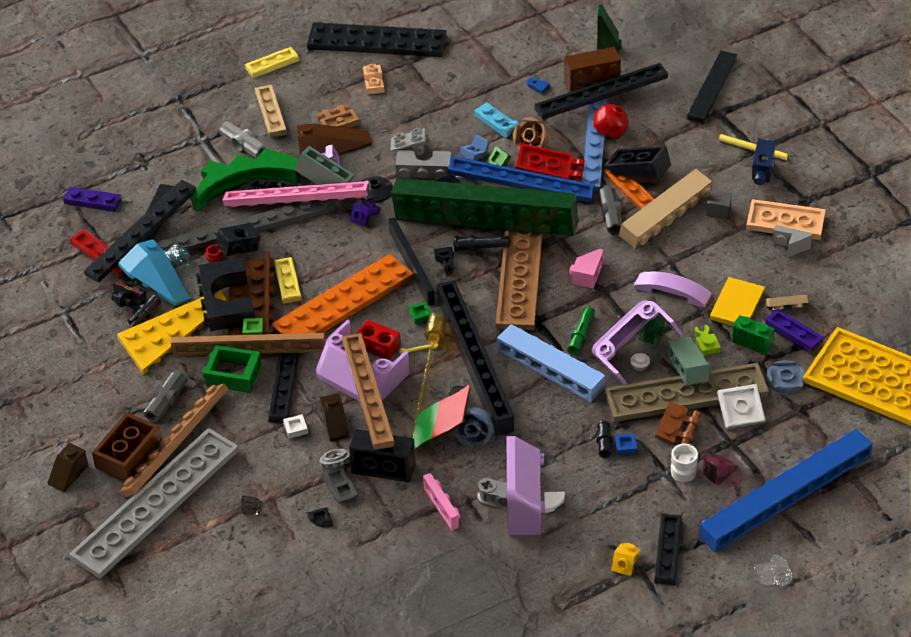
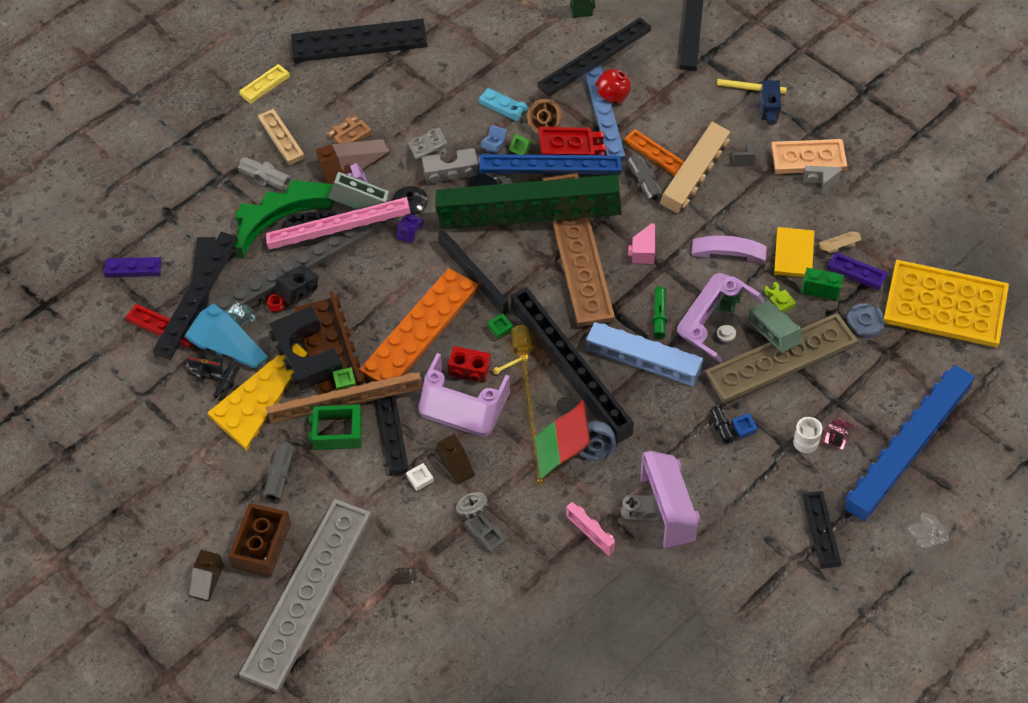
camera: 15 degrees left, 10 degrees up
(170, 443) = (301, 525): medium nougat plate -> none
(287, 280) = (358, 317): light yellow tile -> none
(320, 518) = (477, 572): black tile -> none
(367, 391) = (487, 430): medium nougat plate -> none
(373, 79) = (369, 83): light nougat slope -> none
(386, 463) = (519, 492): black brick -> none
(445, 256) = (505, 263): black piece -> none
(472, 242) = (526, 240): black pin -> none
(538, 85) = (527, 59): blue piece -> none
(553, 500) = (698, 500): white tile -> none
(591, 68) = (578, 36): reddish brown brick -> none
(624, 558) = (786, 550): yellow bracket -> none
(641, 163) = (655, 125): black slope -> none
(672, 421) = (780, 392): dark orange plate -> none
(741, 406) = (838, 362): white tile -> none

